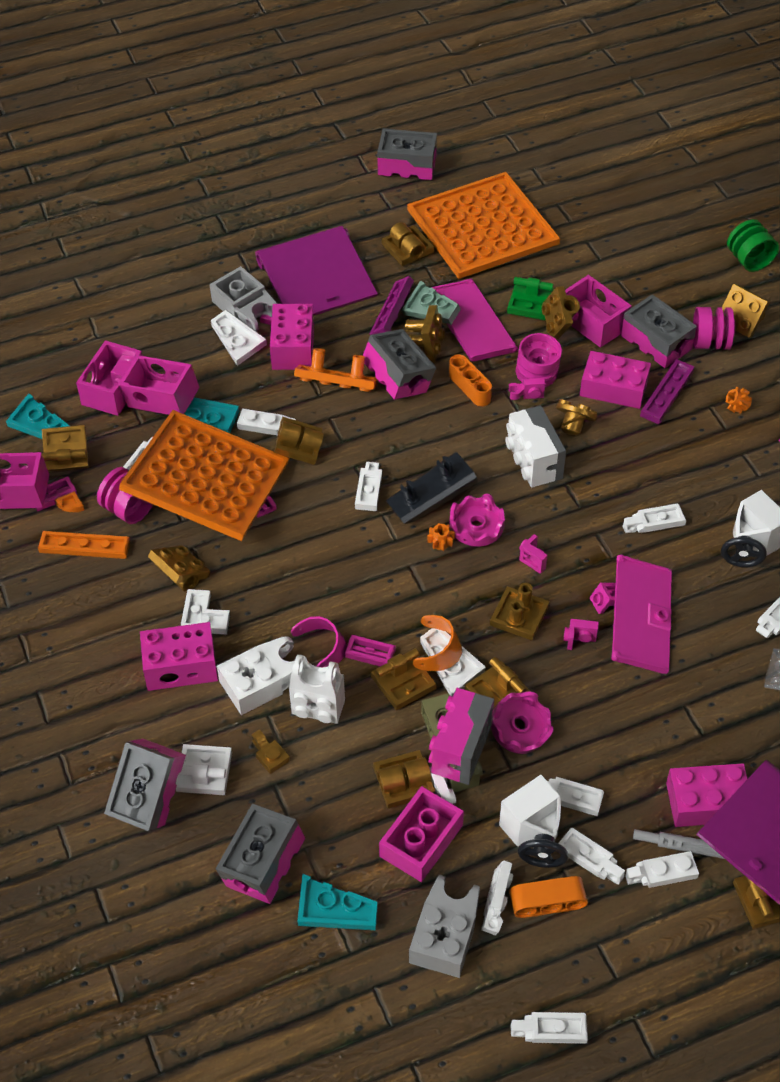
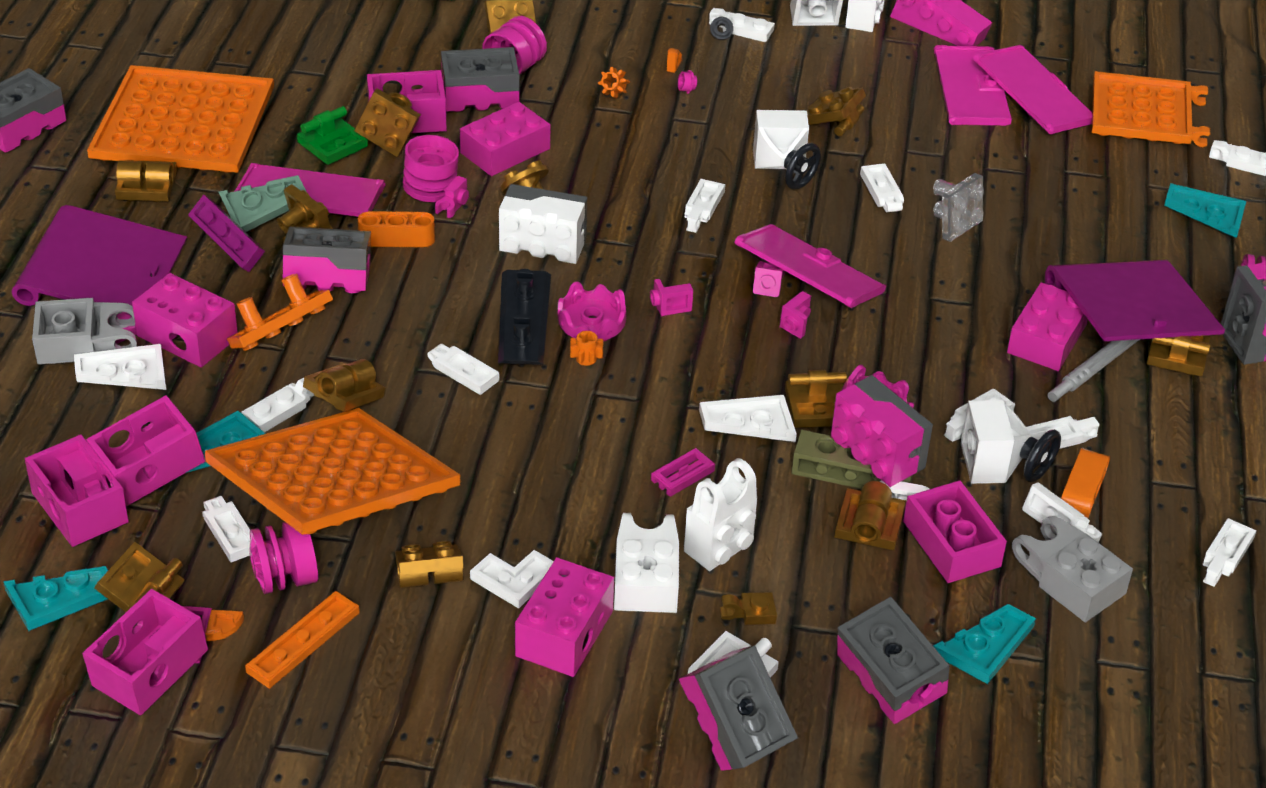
camera: 60 degrees left, 10 degrees down
(318, 622) = (646, 479): dark pink piece -> none
(402, 681) = (757, 452): pearl gold plate -> none
(449, 655) = (736, 389): orange piece -> none
(520, 612) = (734, 340): pearl gold plate -> none
(663, 870) = (1104, 396): white hinge -> none
(667, 391) = (562, 128): magenta plate -> none

